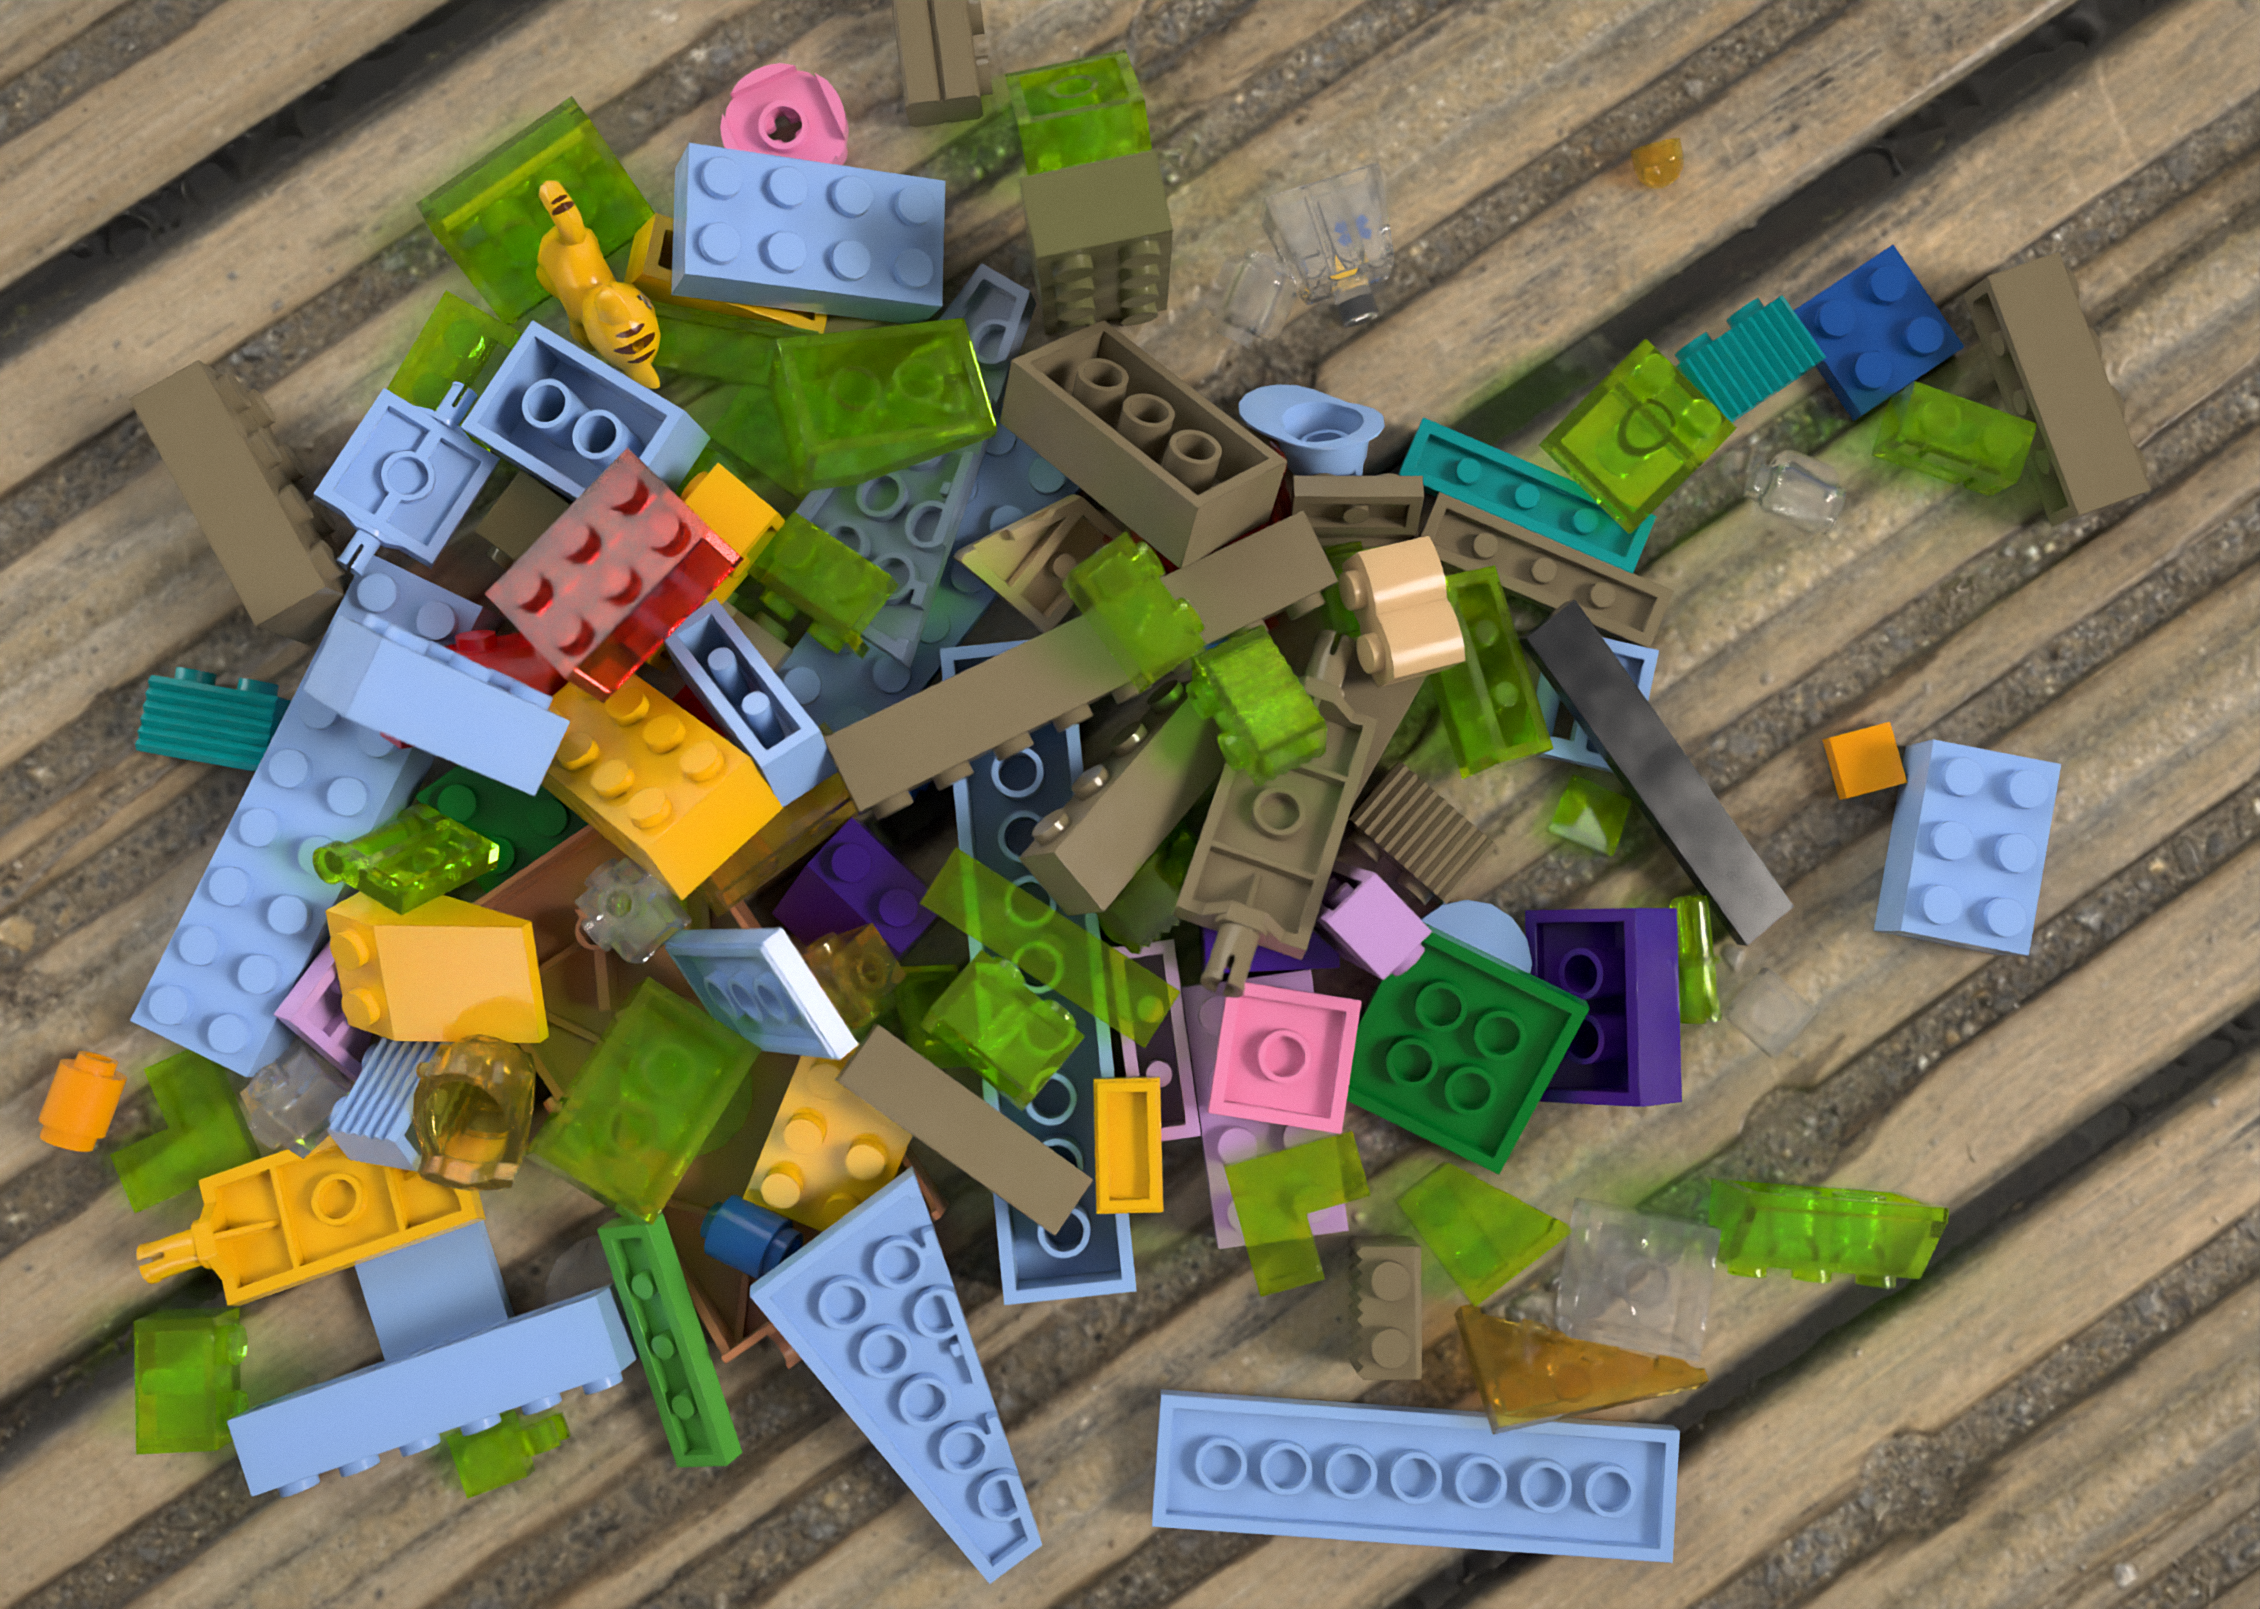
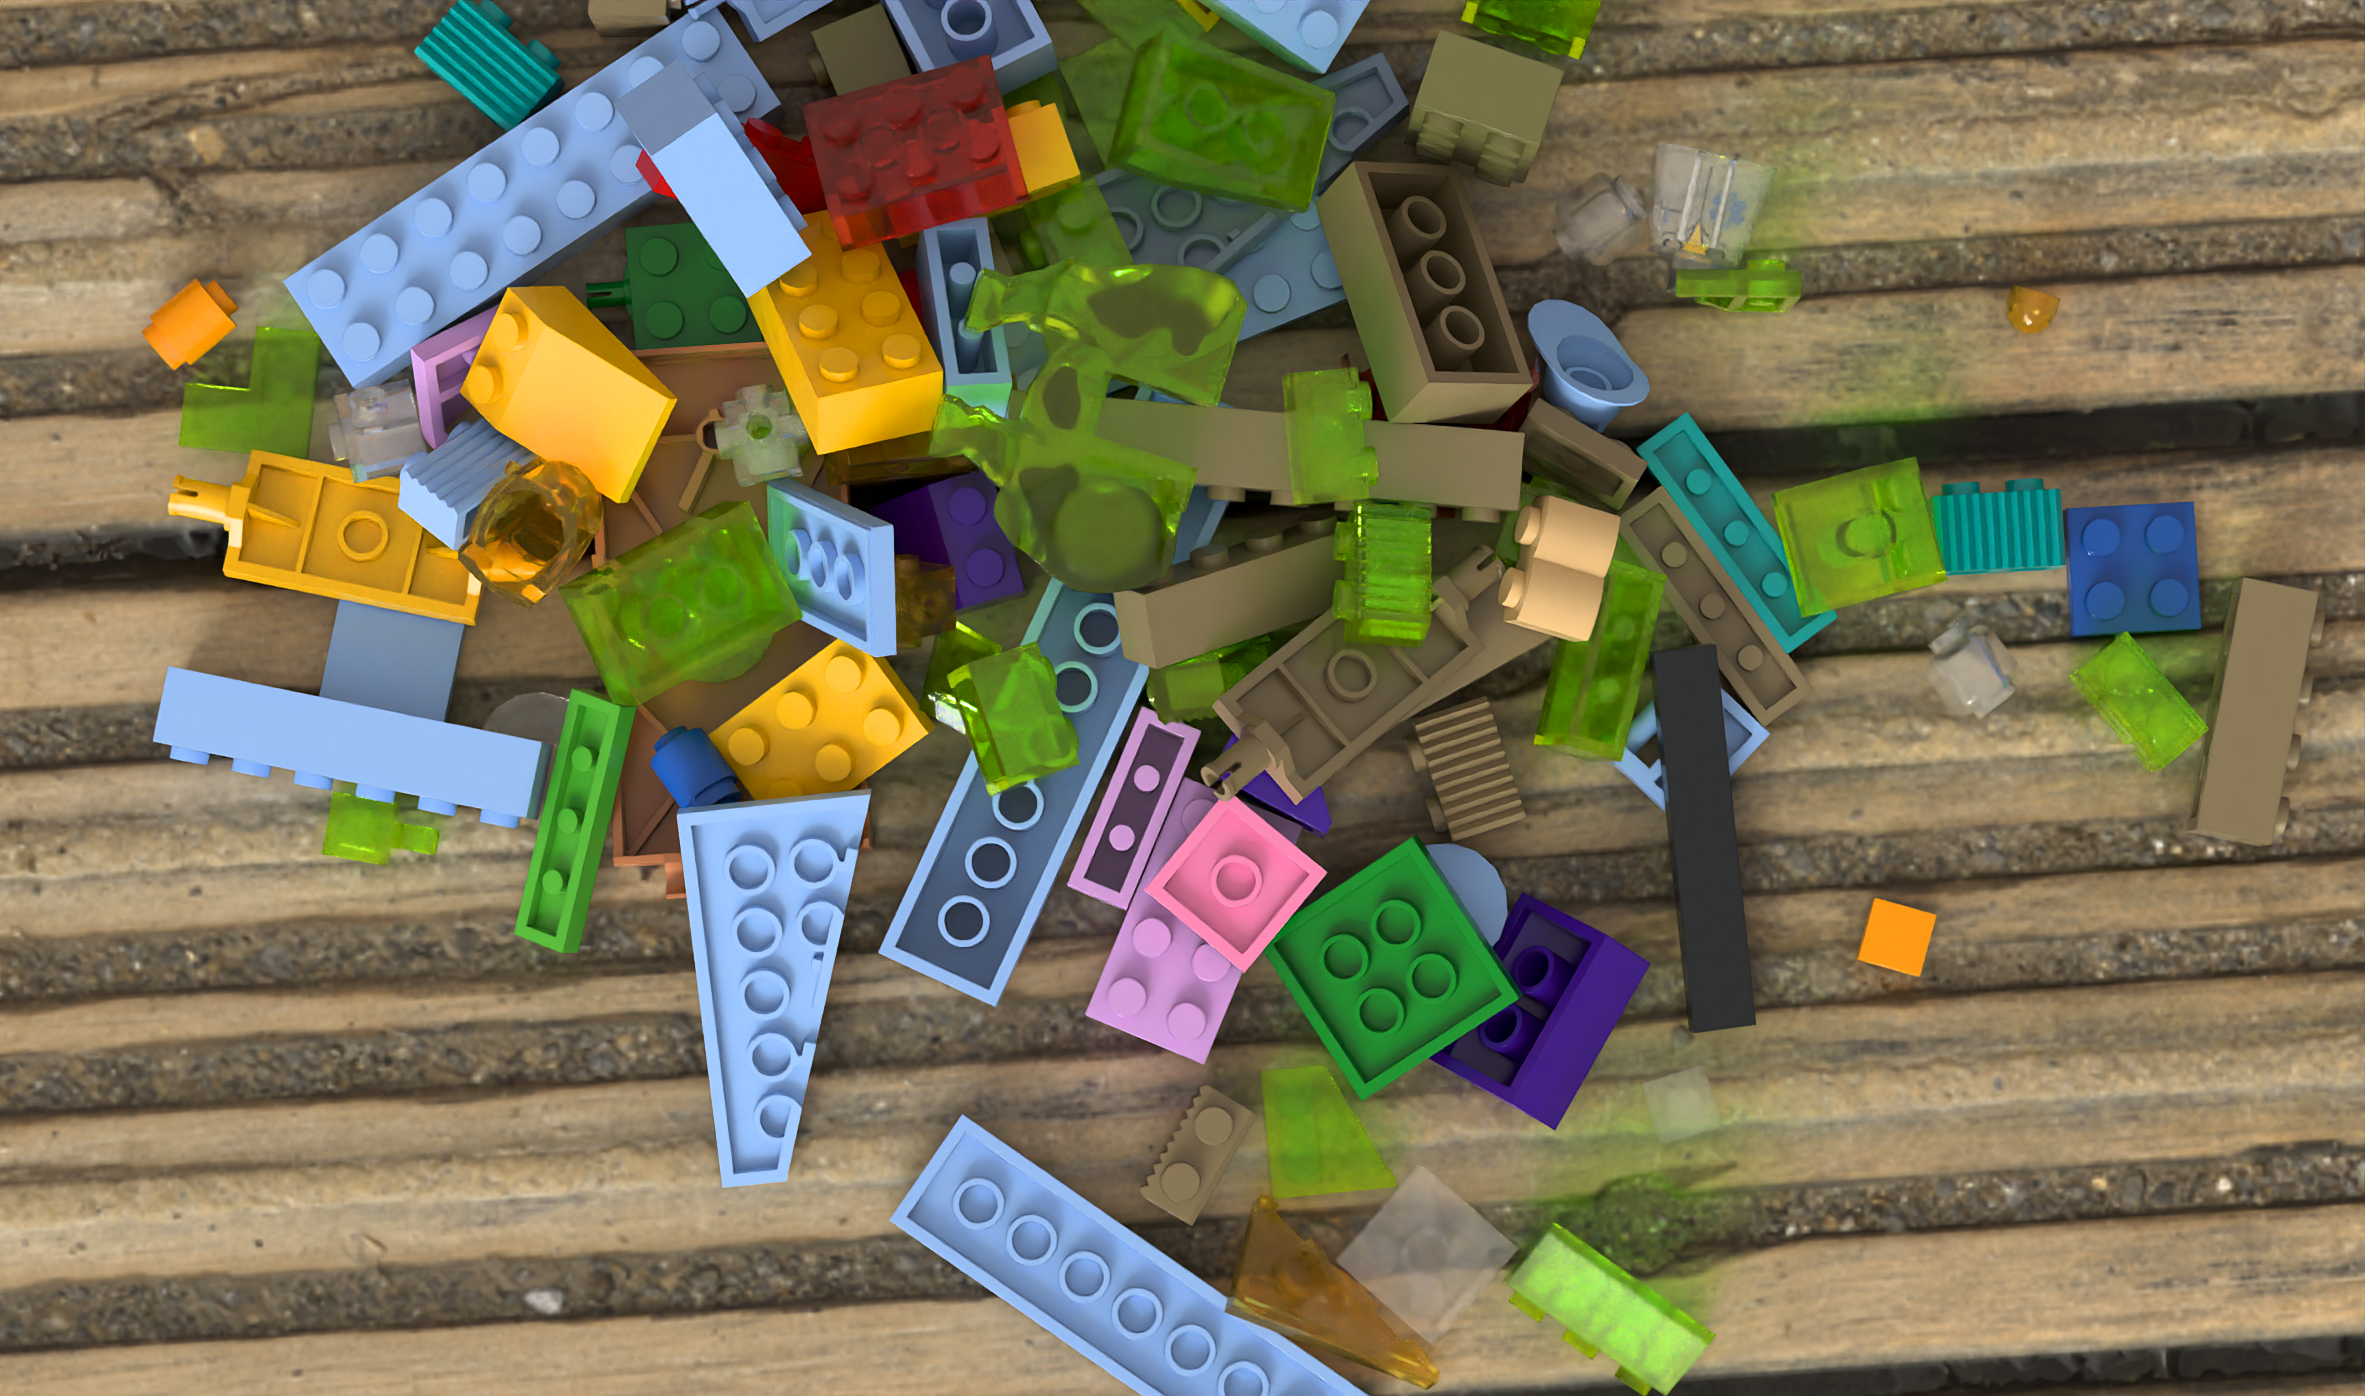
camera: 30 degrees right, 0 degrees up
(188, 1379) = (148, 614): clear neon green brick -> none
(408, 859) = (598, 282): clear neon green plate -> none
(934, 804) = (1068, 499): none -> clear neon green animal
(964, 1129) = (934, 783): dark tan tile -> none
(1034, 555) = (1290, 337): tan wing -> none
(1050, 947) = (1096, 683): clear neon green plate -> none
(1128, 1145) = (1061, 879): yellow tile -> none
(1278, 1192) = (1165, 992): clear neon green tile -> none
(1369, 922) = (1371, 809): lavender brick -> none
(1425, 274) = (1758, 288): none -> clear neon green wing
(1590, 817) = (1627, 843): clear neon green slope -> none
(1696, 961) = (1642, 1019): clear neon green axle -> none
(1967, 848) = (1933, 1061): light blue brick -> none

